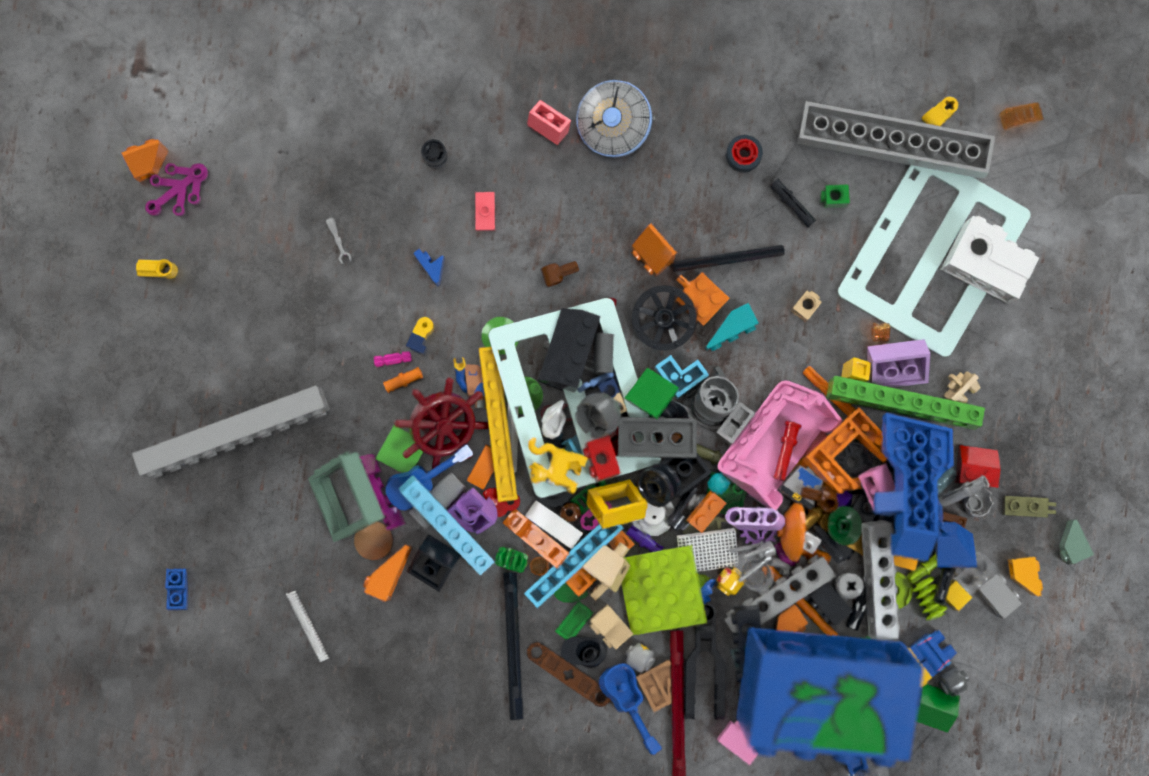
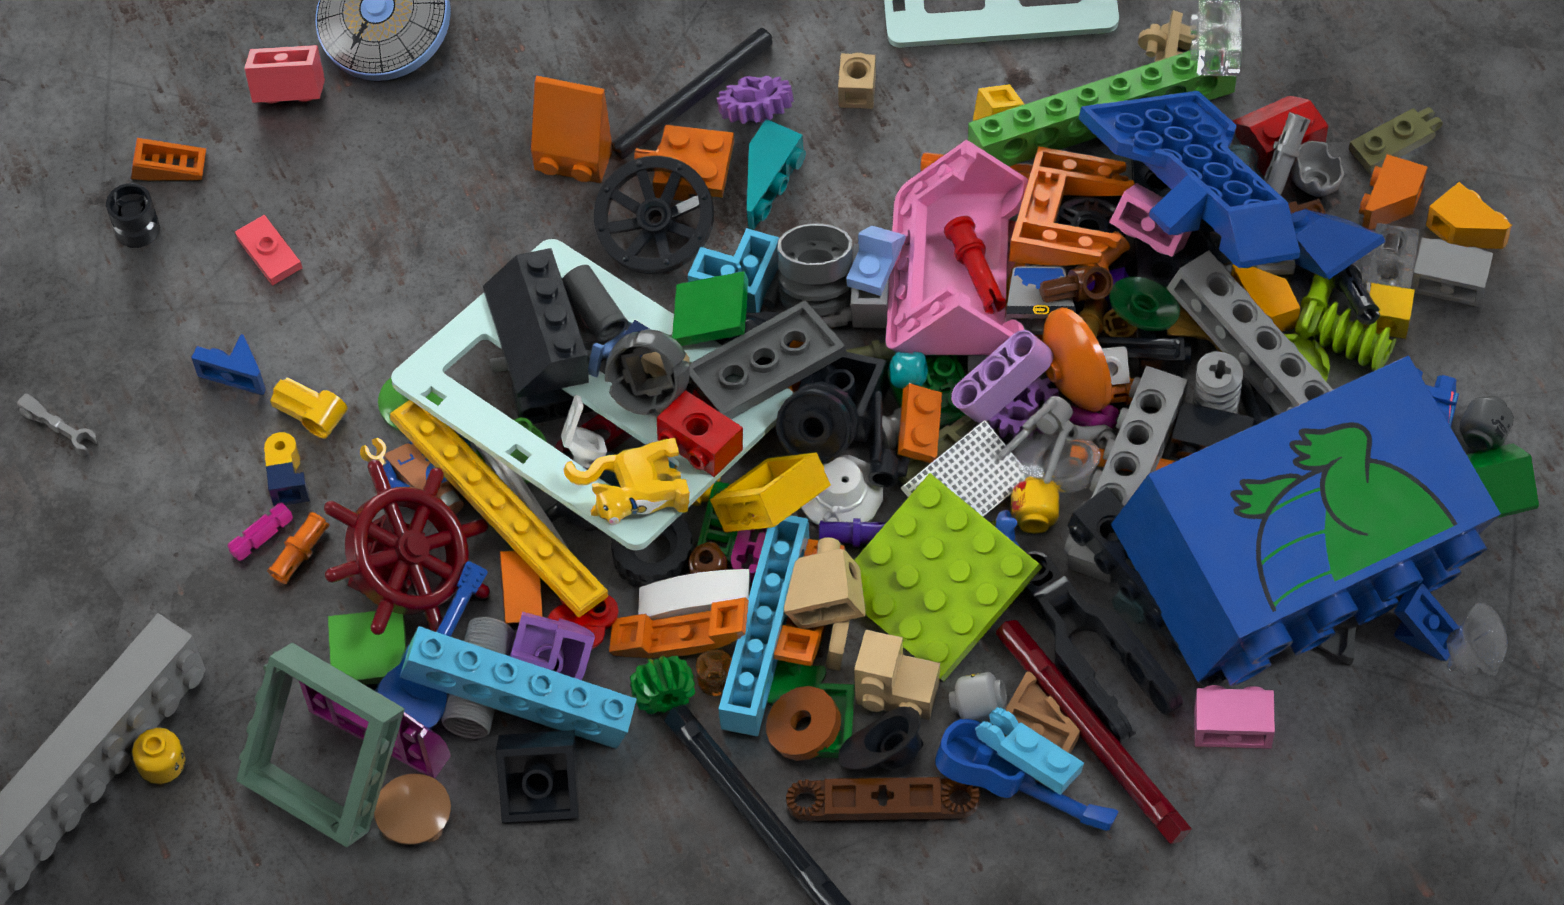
camera: 30 degrees left, 25 degrees down
(282, 444) = (158, 755): none -> yellow head
(385, 578) = (471, 844): orange slope -> none
(452, 313) = (315, 410): none -> yellow piece
(461, 116) = (166, 171): none -> orange slope
(548, 614) = (790, 709): none -> dark orange tile
(554, 274) = (440, 263): reddish brown axle -> none
(642, 702) = (1029, 750): none -> medium azure hinge
(743, 418) = (875, 259): none -> light blue slope
(752, 286) = (755, 99): none -> medium lavender gear
(880, 332) = (993, 48): clear orange wheel -> none
(899, 363) = (1056, 61): lavender slope -> none
(983, 415) = (1218, 37): none -> clear brick
(1006, 536) = (1394, 192): none -> orange slope
(1074, 544) = (1502, 138): sand green slope -> none

